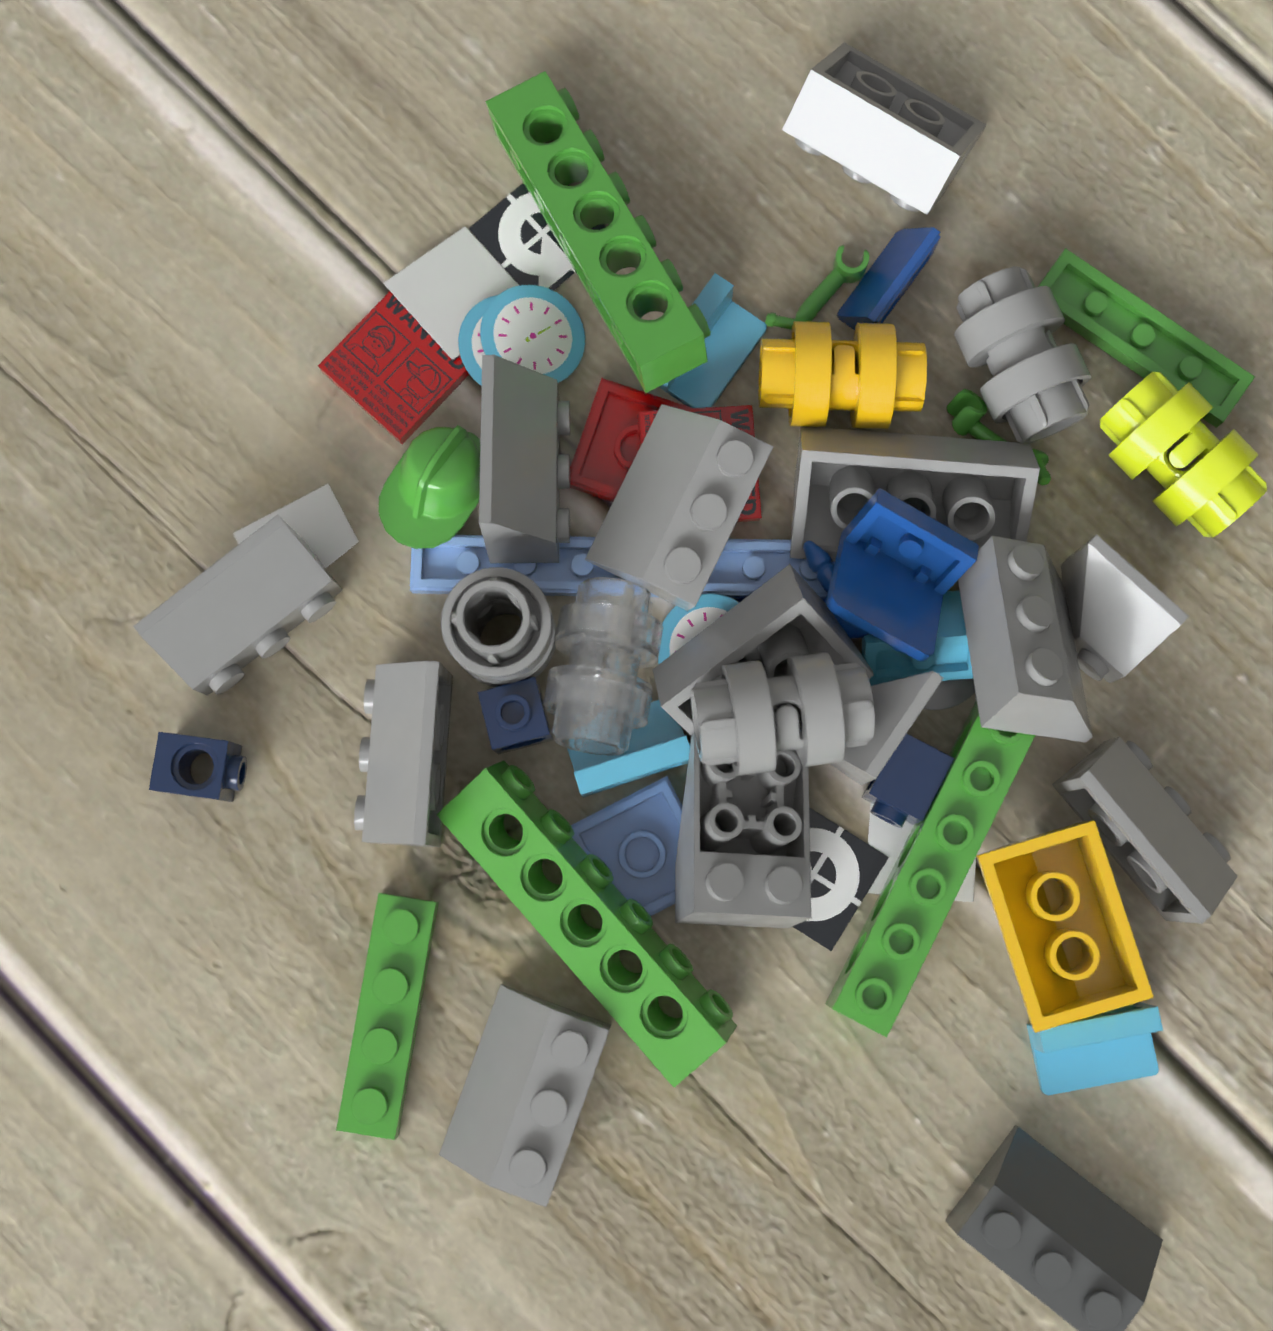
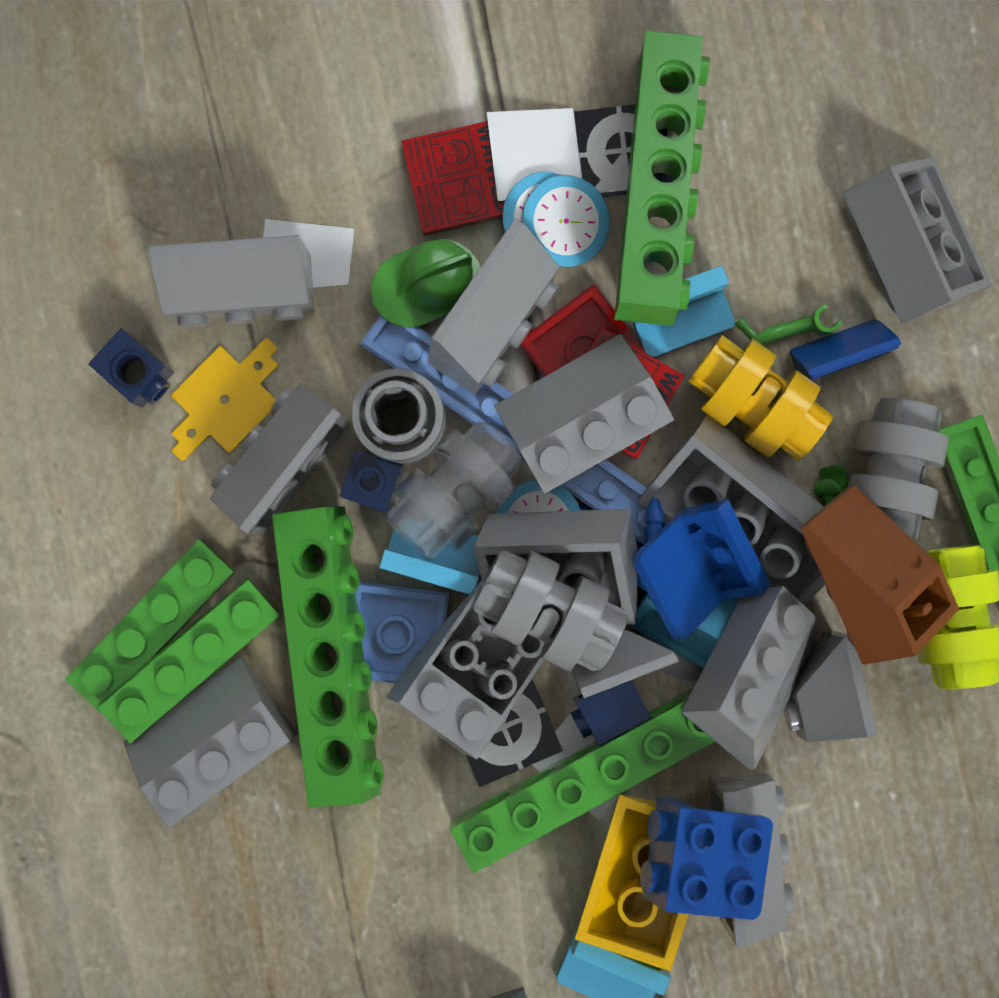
camera: 25 degrees right, 5 degrees up
(284, 743) = (208, 383): none -> yellow piece
(449, 1024) = (188, 660): none -> bright green plate
(1083, 462) = (878, 578): none -> dark orange slope
(1110, 857) = (706, 860): none -> blue bracket

